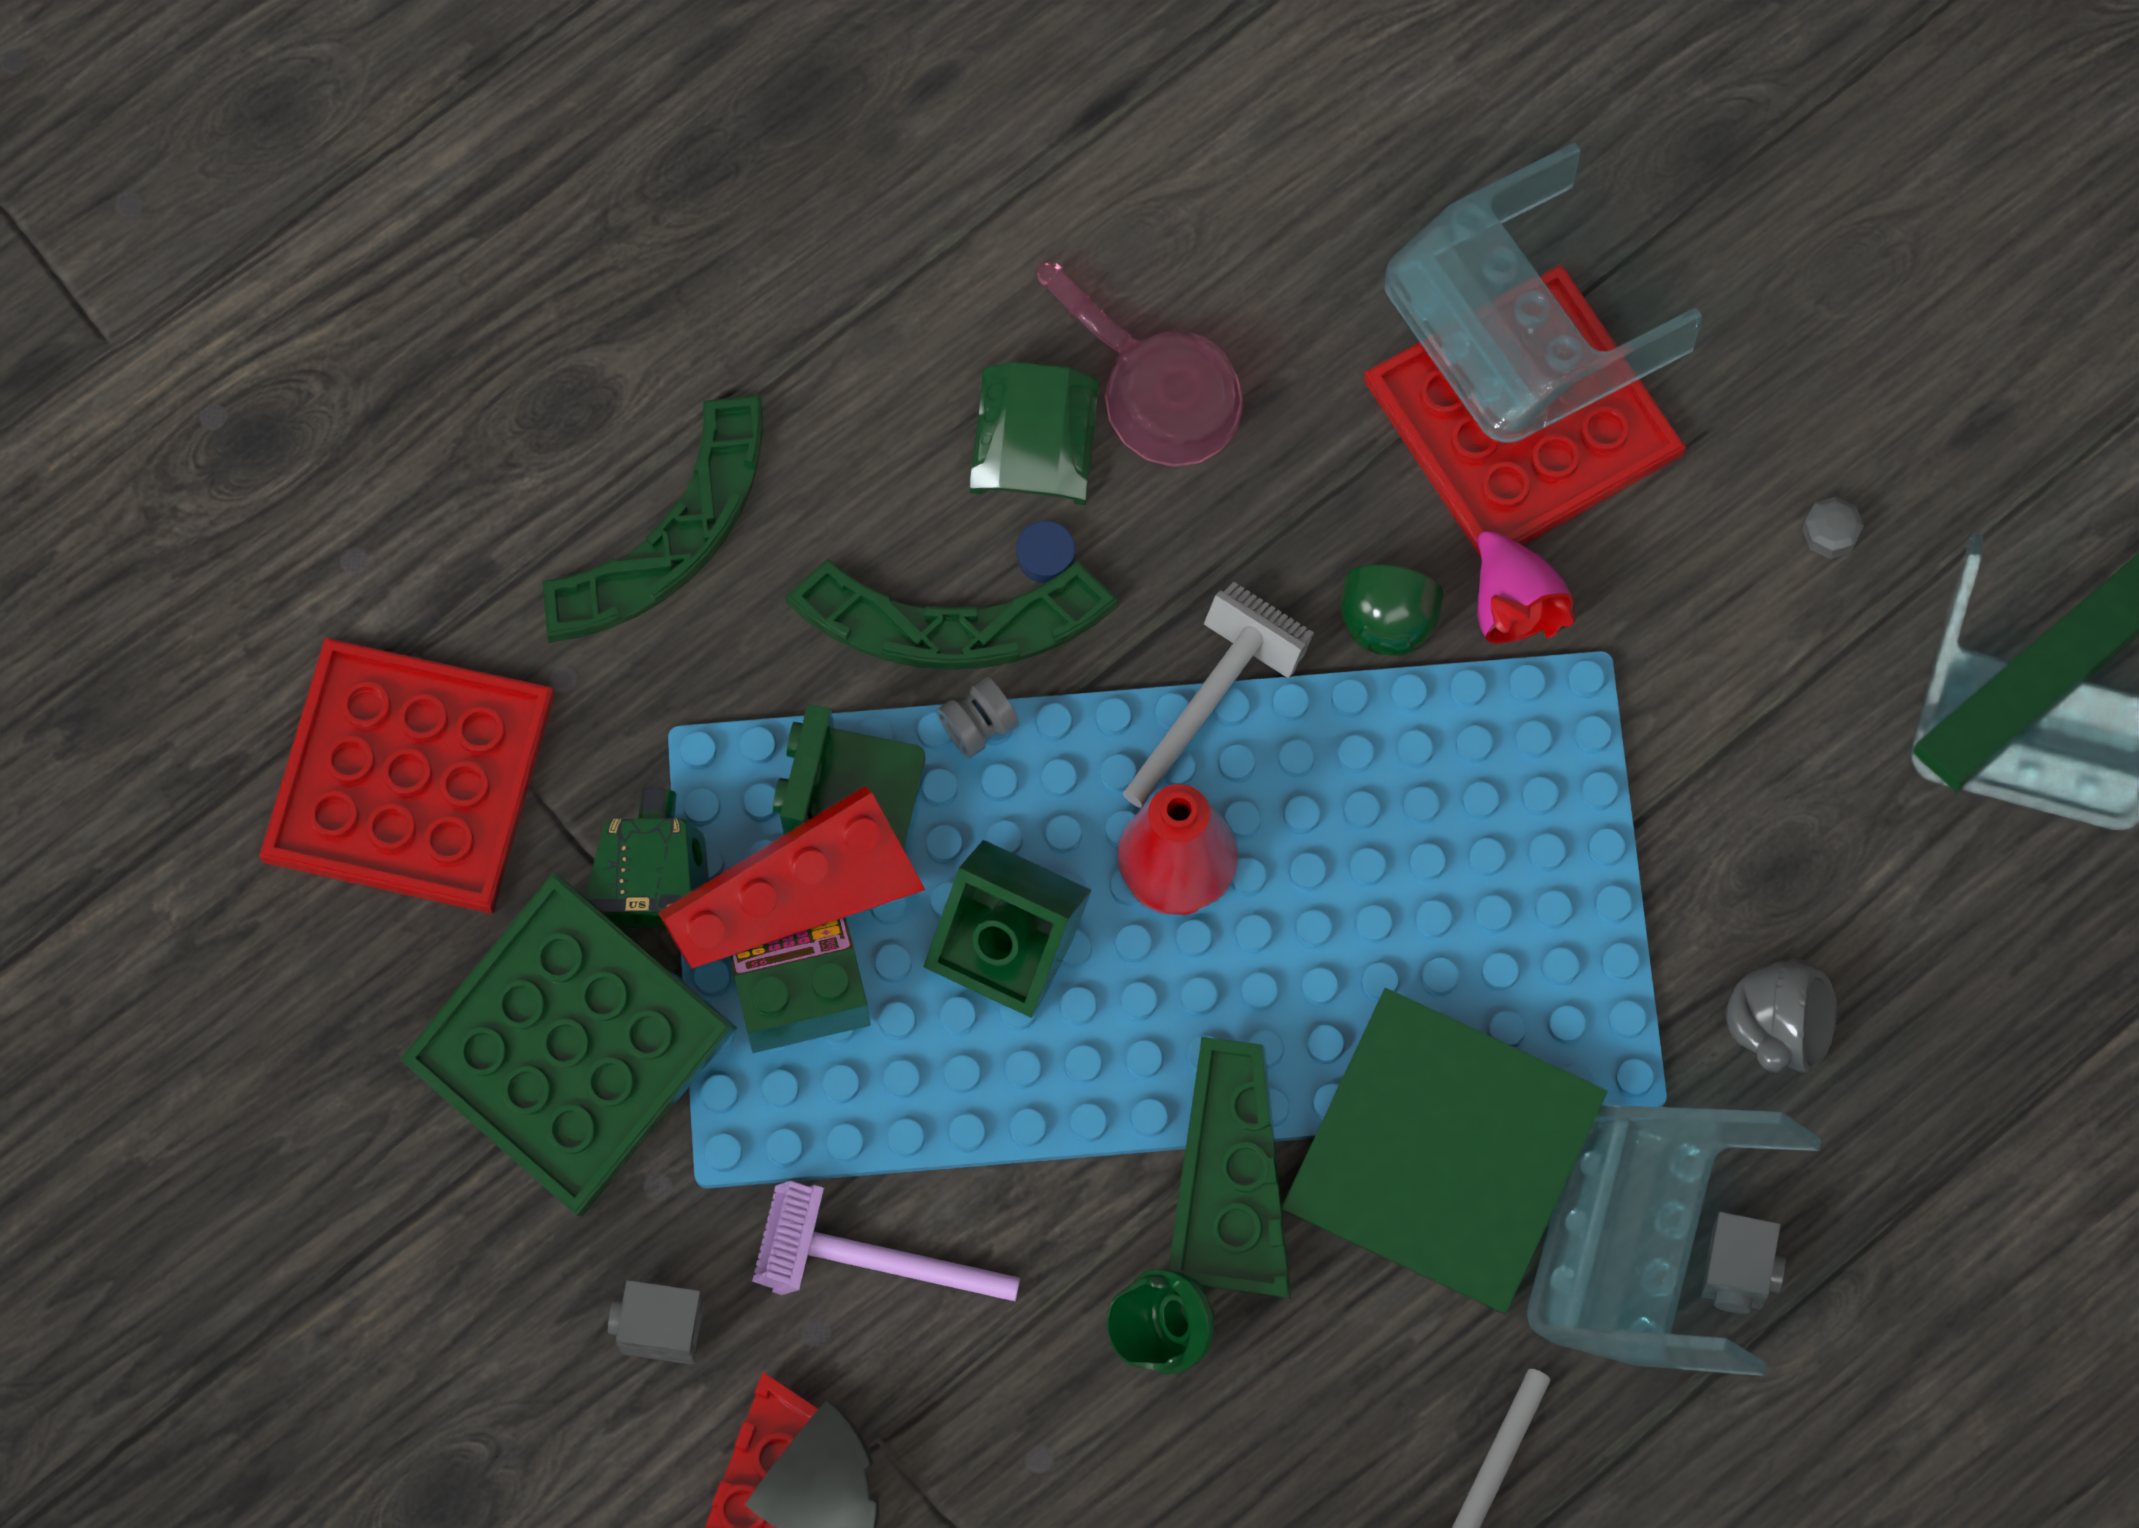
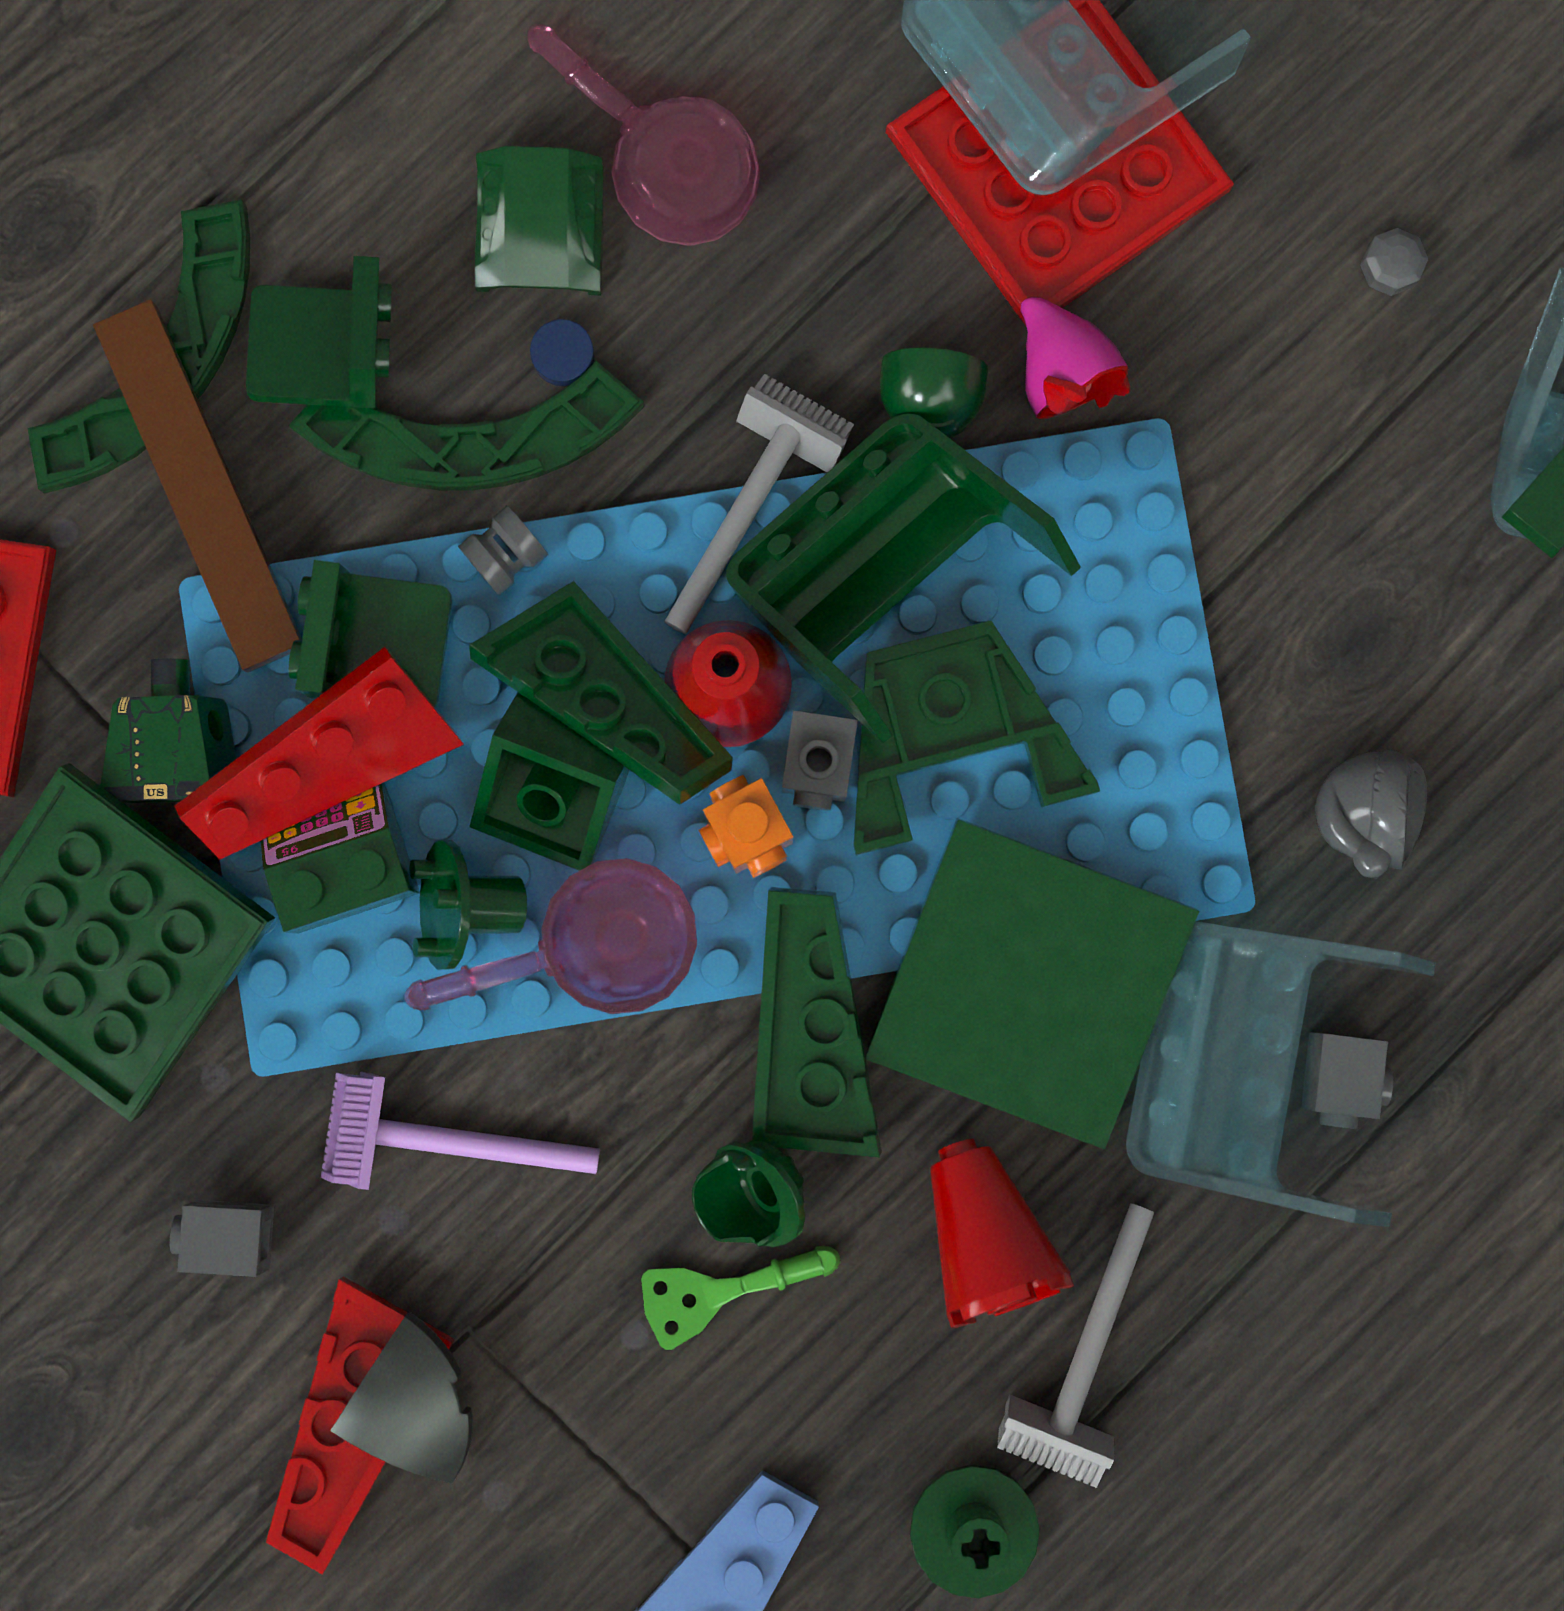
camera: 10 degrees left, 15 degrees up
(699, 642) = (198, 485): none -> reddish brown tile
(825, 523) = (319, 341): none -> dark green bracket
(911, 1027) = (461, 905): none -> dark green piece
(1049, 1070) = (610, 938): none -> clear pink piece
(1062, 842) = (599, 686): none -> dark green wing
(1119, 1422) = (714, 1292): none -> bright green piece
(1185, 976) = (745, 827): none -> orange brick
(1258, 925) = (818, 759): none -> dark grey brick
(1323, 731) = (870, 539): none -> dark green windscreen
(1380, 887) = (947, 703): none -> dark green wing
(1389, 1386) = (989, 1238): none -> red cone

